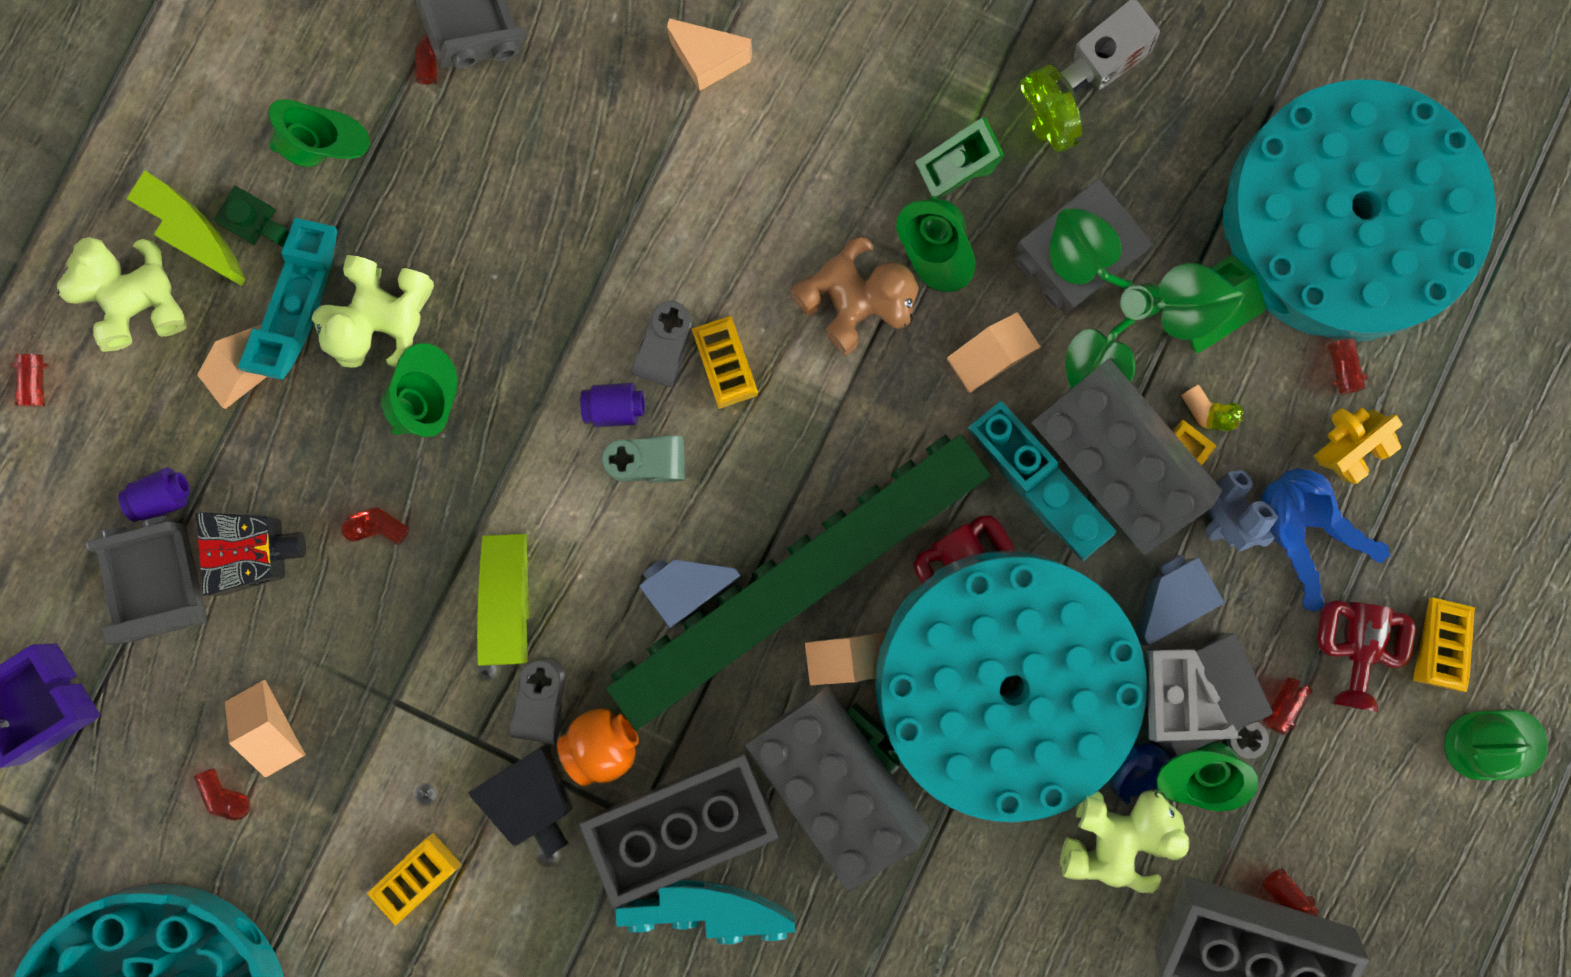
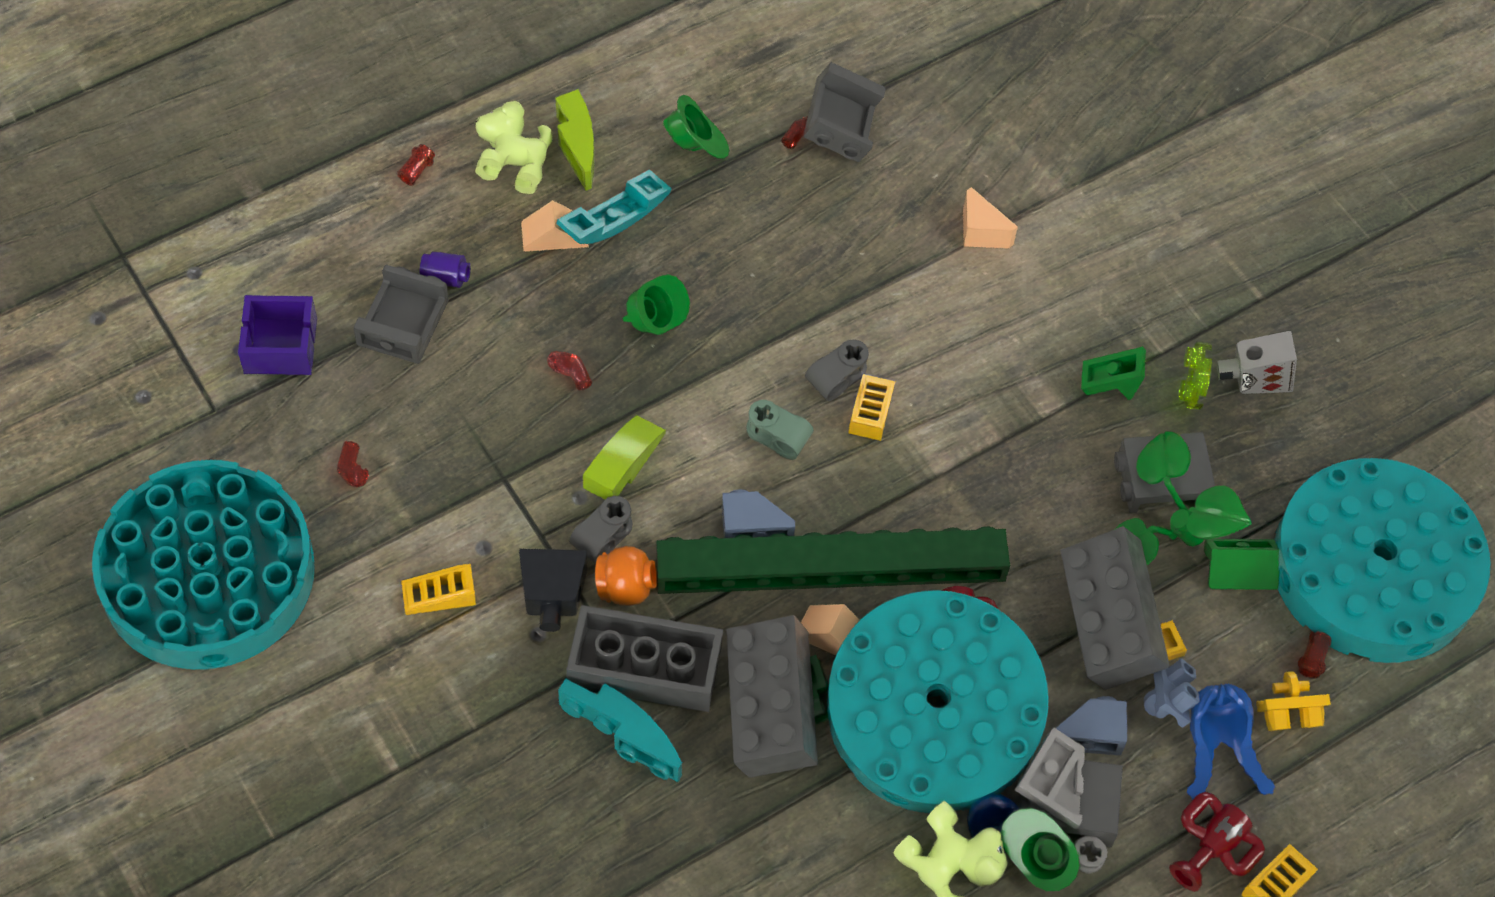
camera: 30 degrees right, 25 degrees down
(243, 551) = (476, 331): torso -> none
(250, 218) = (620, 155): dark green plate -> none
(261, 730) = (408, 445): light nougat slope -> none
(349, 330) = (638, 245): yellowish green animal -> none
(612, 405) = (778, 385): dark purple brick -> none
(886, 293) = (1010, 420): medium nougat animal -> none
(937, 243) = (1065, 411): green piece -> none
(993, 352) = (1063, 501): light nougat slope -> none
(1040, 481) = (1042, 596): teal slope -> none
(1212, 415) = (1197, 630): arm -> none
(1287, 707) = (1131, 849): clear red pin -> none

